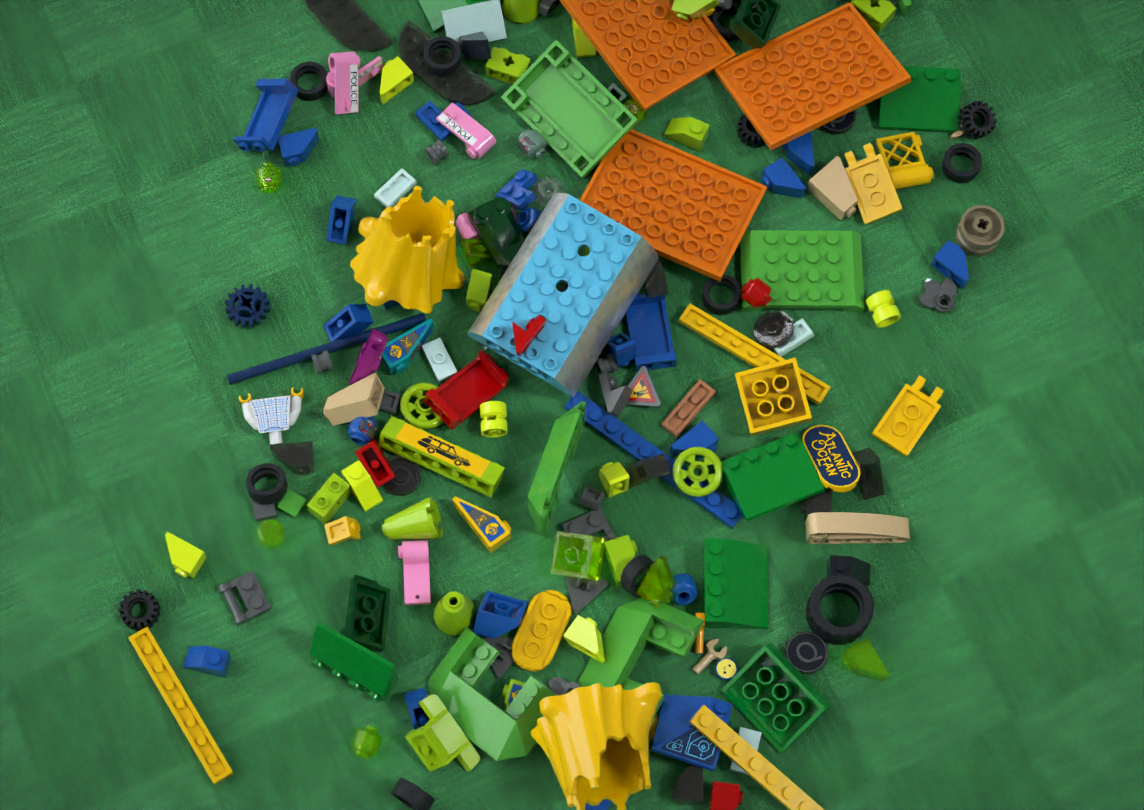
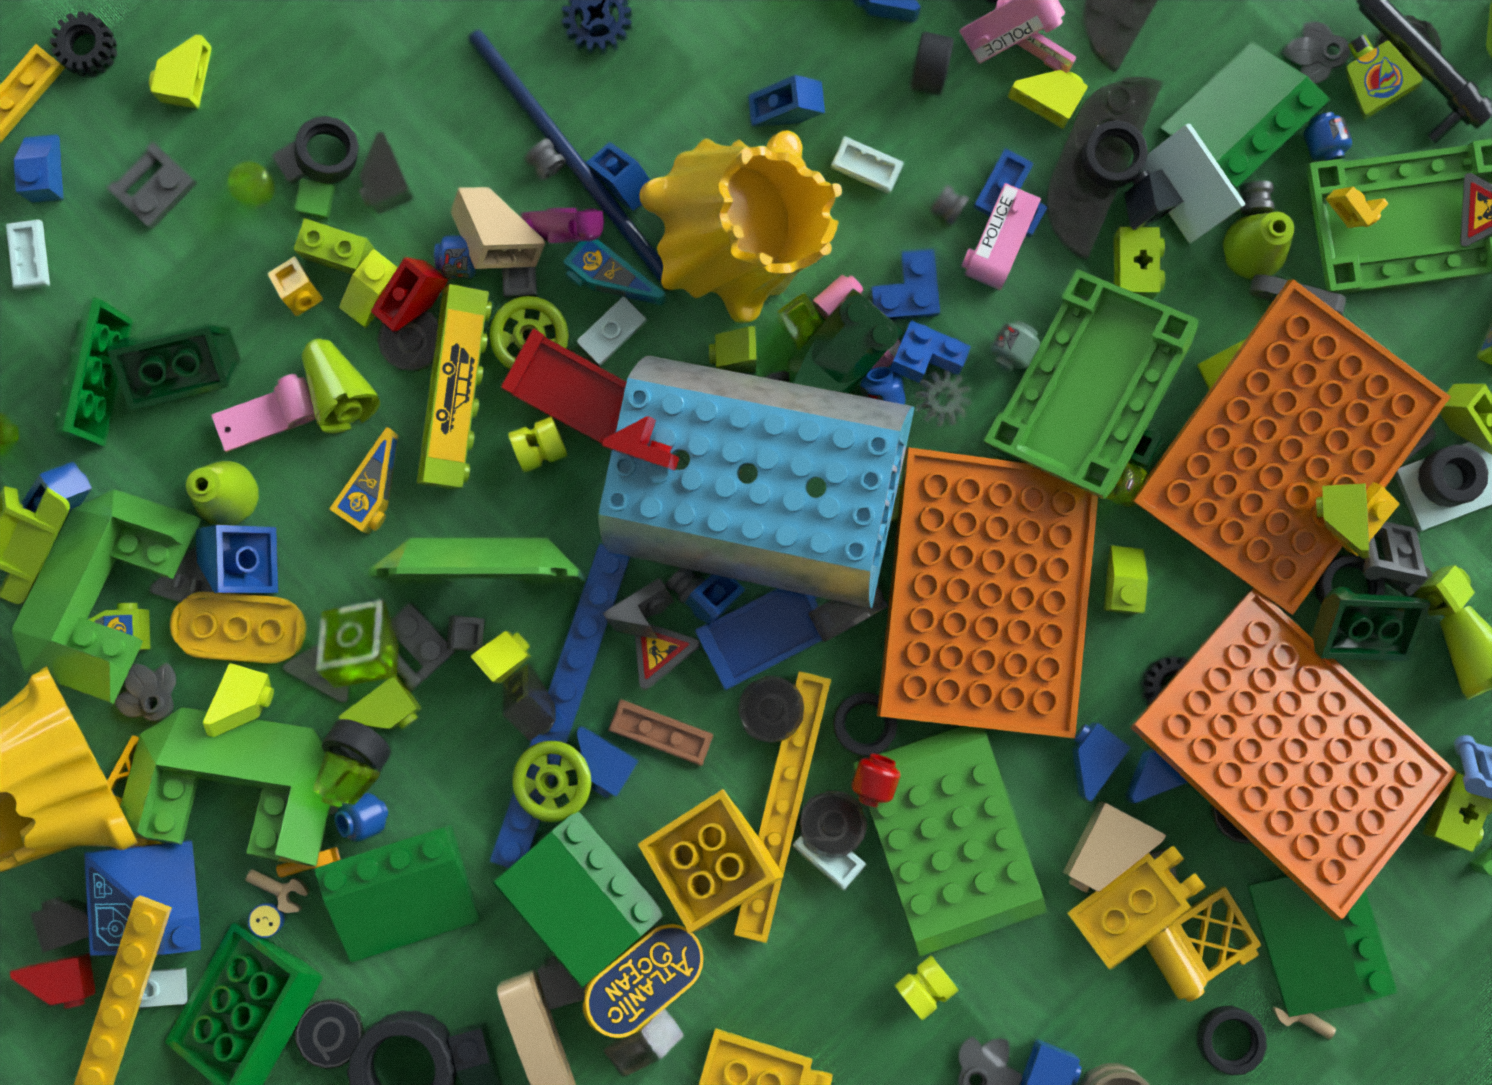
camera: 70 degrees right, 15 degrees up
(260, 685) = (27, 255): none -> light aqua plate
(272, 413) = (436, 118): white torso -> none
(351, 133) = (931, 63): none -> black tyre
(478, 185) = (917, 294): none -> blue plate
(696, 341) = (771, 709): none -> clear smoke tile
(985, 115) = (1321, 1060): black tyre -> none

